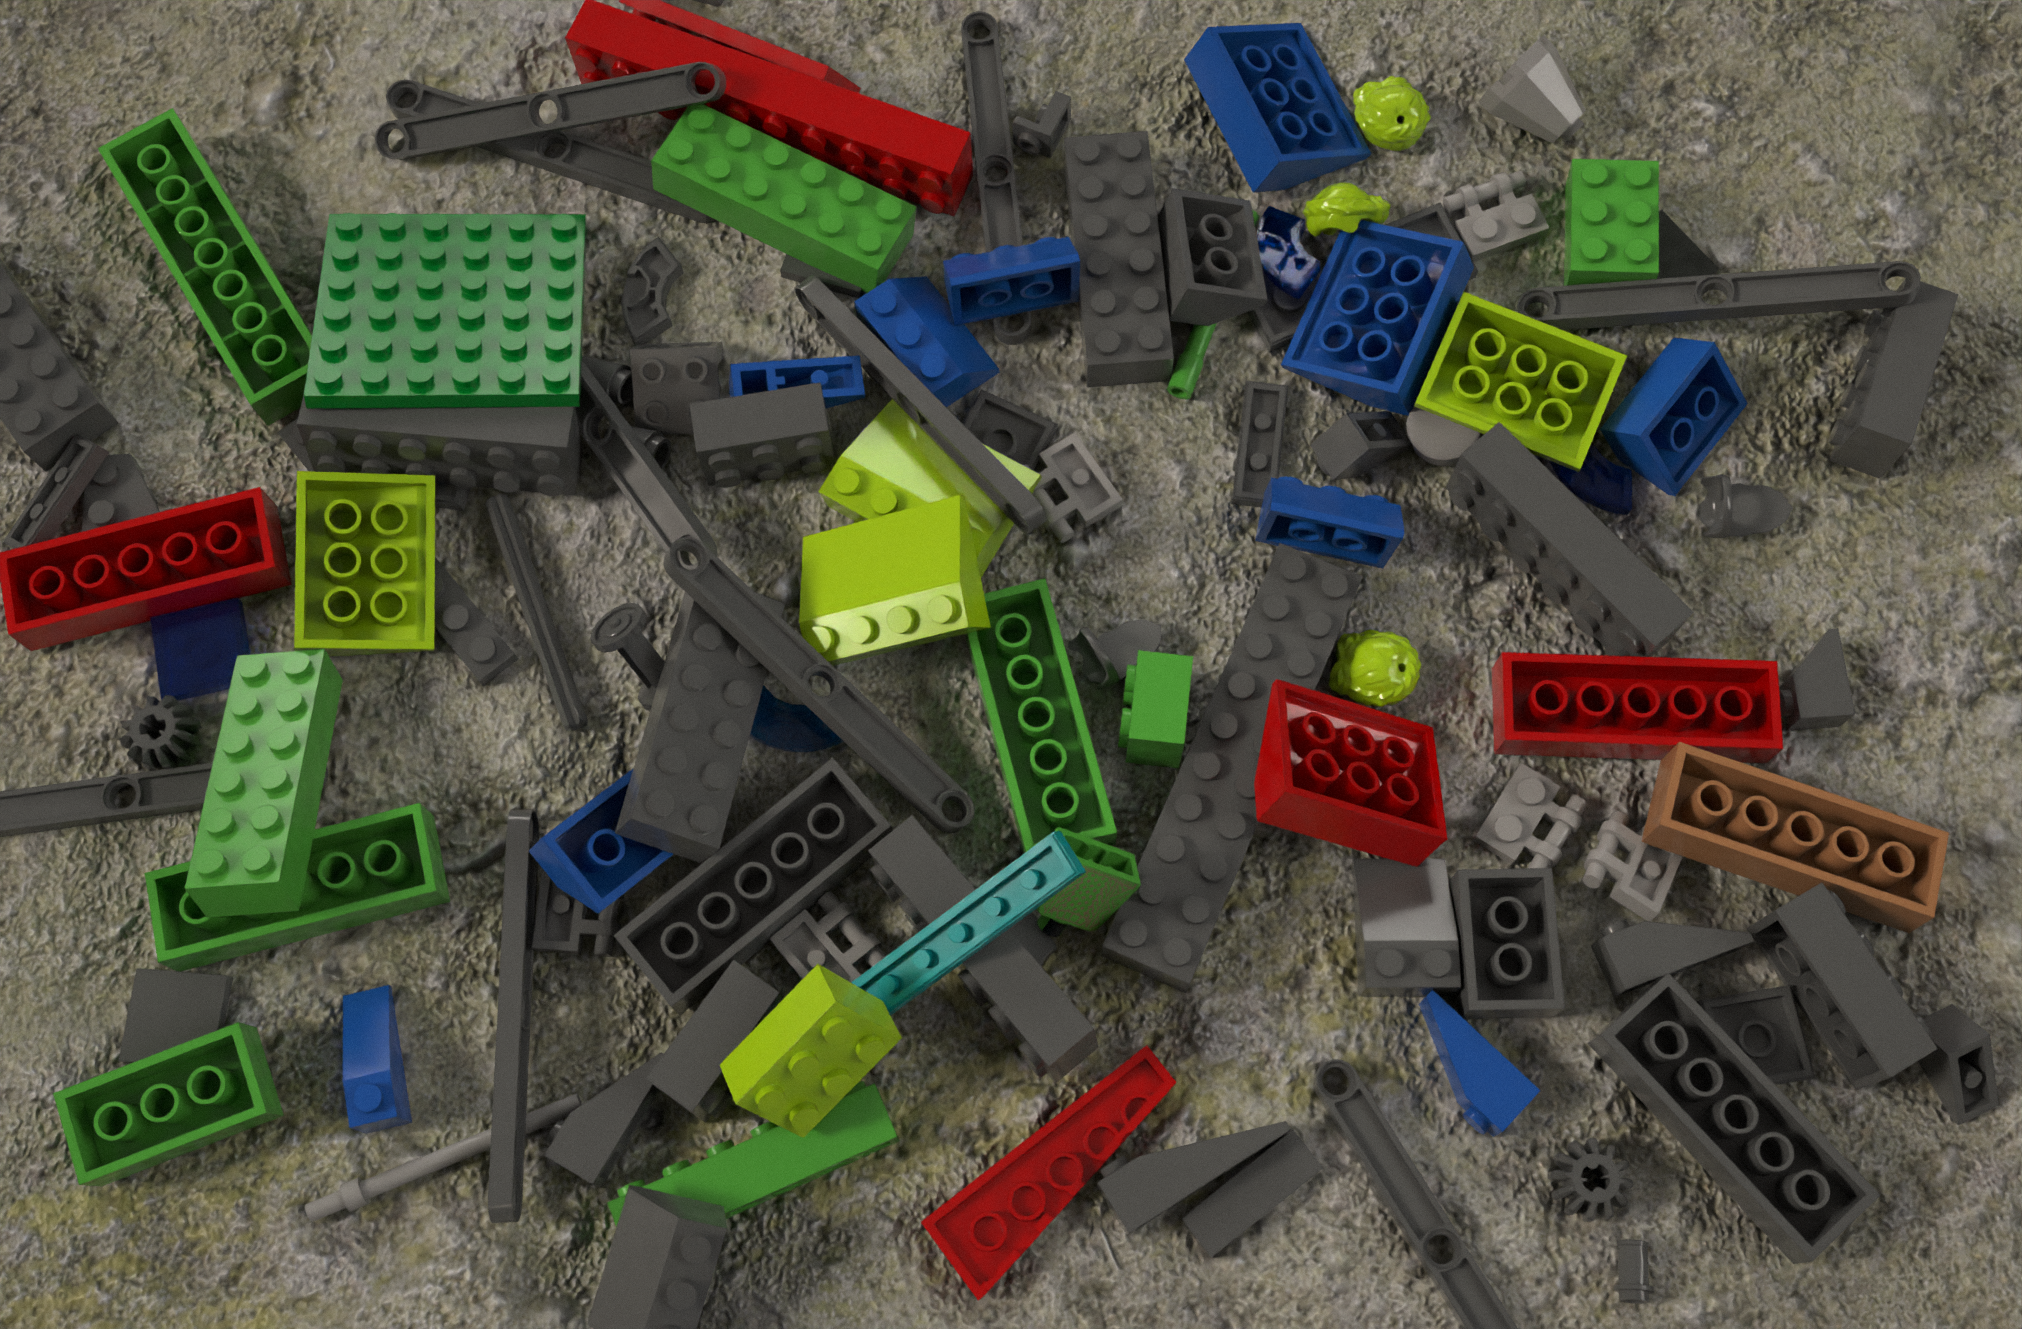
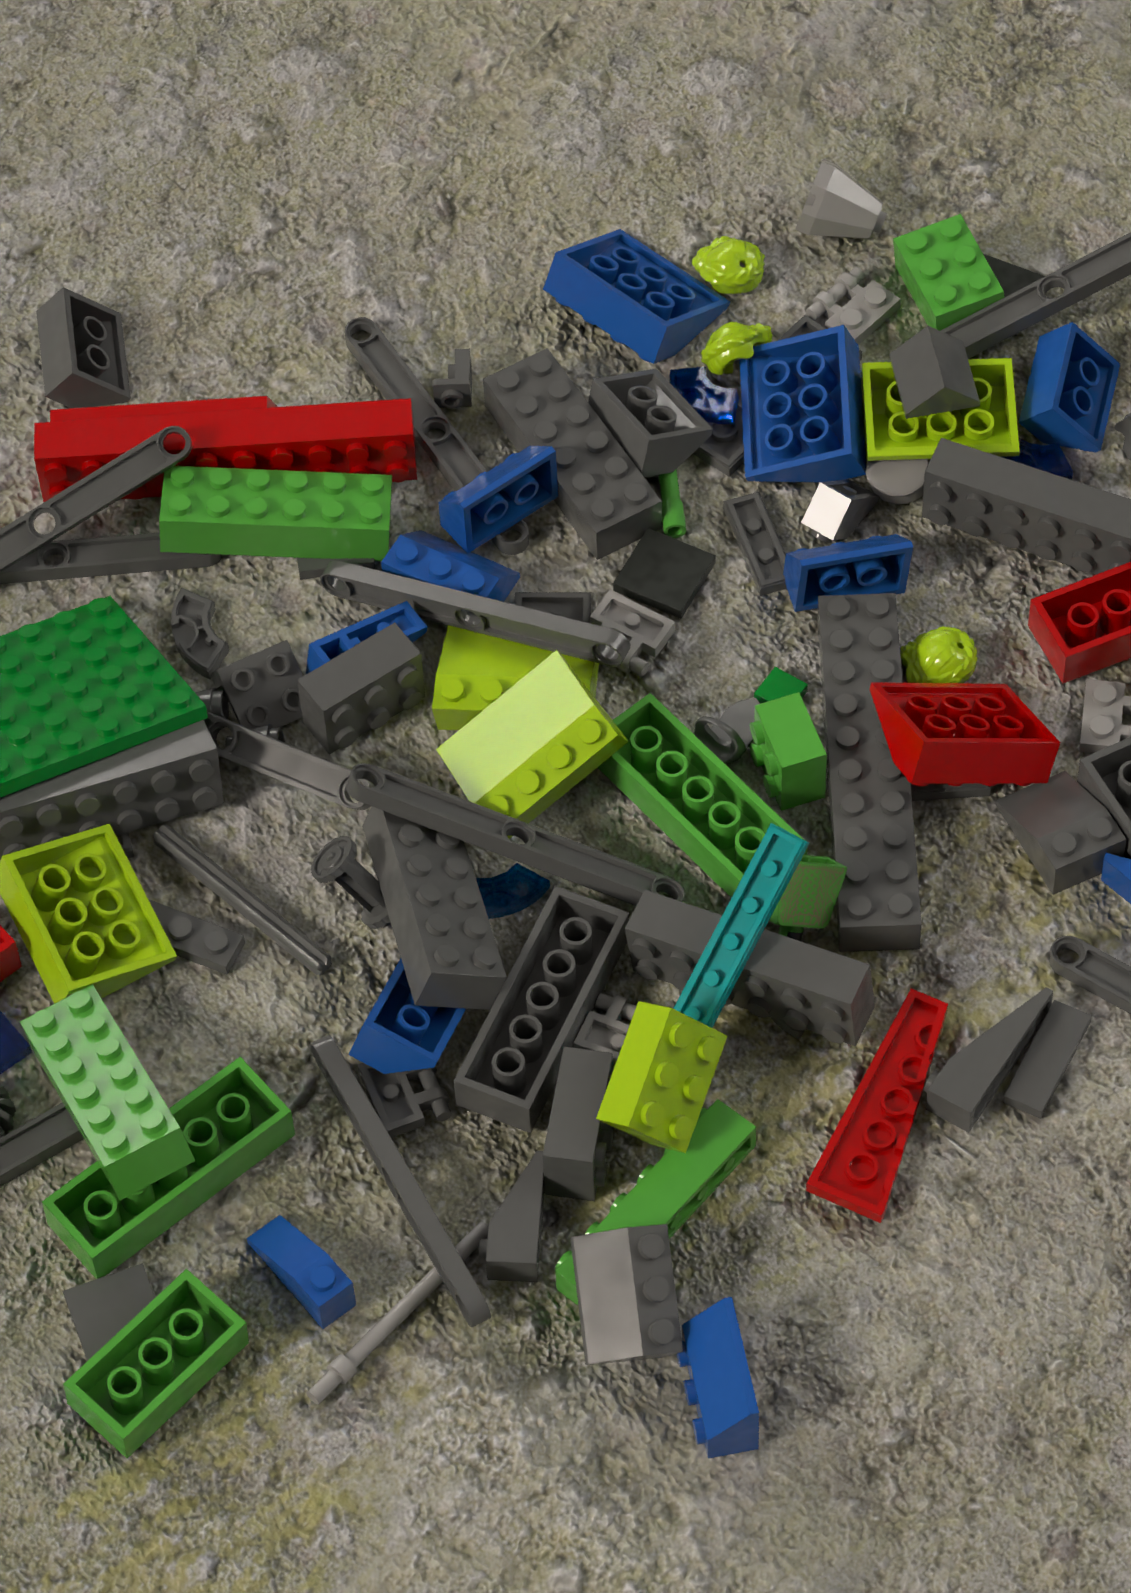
camera: 25 degrees left, 15 degrees down
(1144, 435) = (664, 573): none -> pearl dark grey tile
(1193, 627) = (778, 685): none -> green tile
(1531, 340) = (933, 374): none -> dark grey slope

